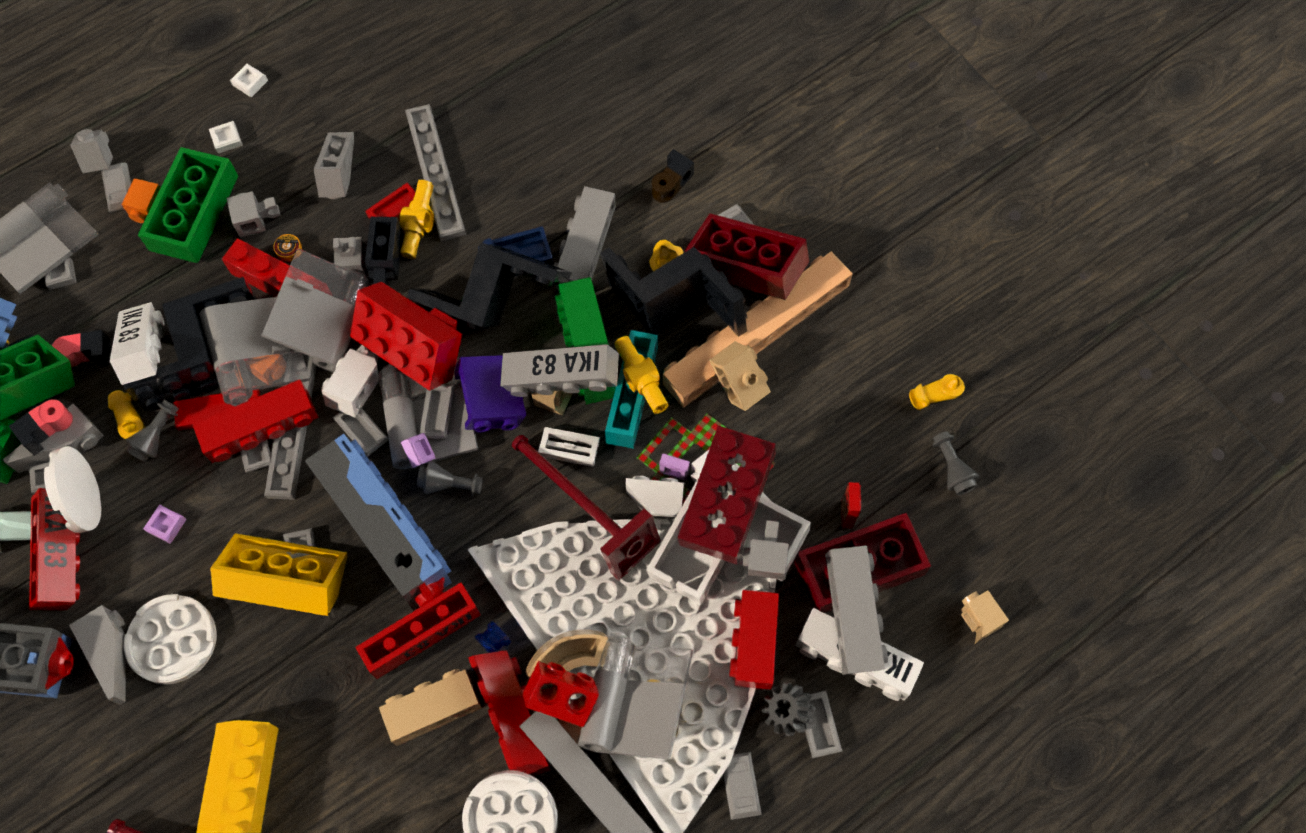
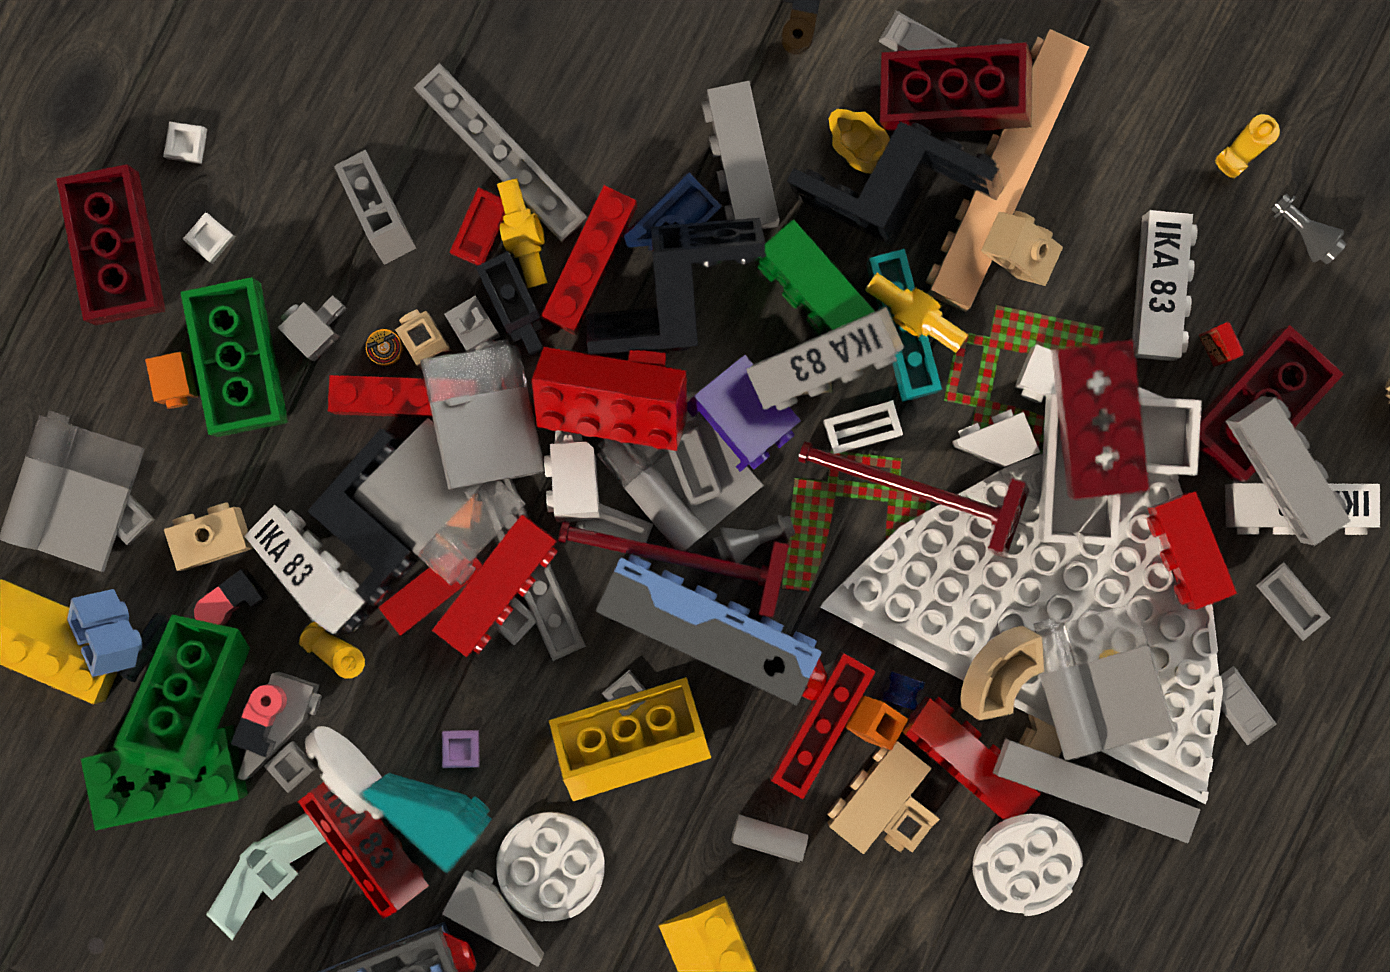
camera: 30 degrees left, 20 degrees up
(92, 150) = (62, 346): light grey brick -> none
(95, 303) = (208, 537): none -> tan brick
(100, 546) = (431, 816): none -> teal slope
(116, 185) = (119, 373): light grey tile -> none
(146, 441) = (379, 671): dark grey piece -> none
(161, 109) = (90, 234): none -> dark red brick
(315, 243) = (421, 336): none -> tan window
(333, 698) = (769, 838): none -> light grey brick
(418, 450) = (702, 525): lavender tile -> none
(440, 741) = (909, 825): none -> tan window
(441, 508) = (767, 577): none -> dark red tile
(447, 253) = (590, 260): none -> red brick
(456, 648) = (876, 722): none -> orange brick
(503, 488) = (814, 508): none -> piece
(557, 700) = (1025, 722): red brick -> none
(674, 467) = (998, 394): lavender tile -> none
(767, 557) = (1178, 466): light grey brick -> none
(797, 711) = (1266, 616): dark grey gear -> none
(828, 452) = (1162, 285): none -> white brick

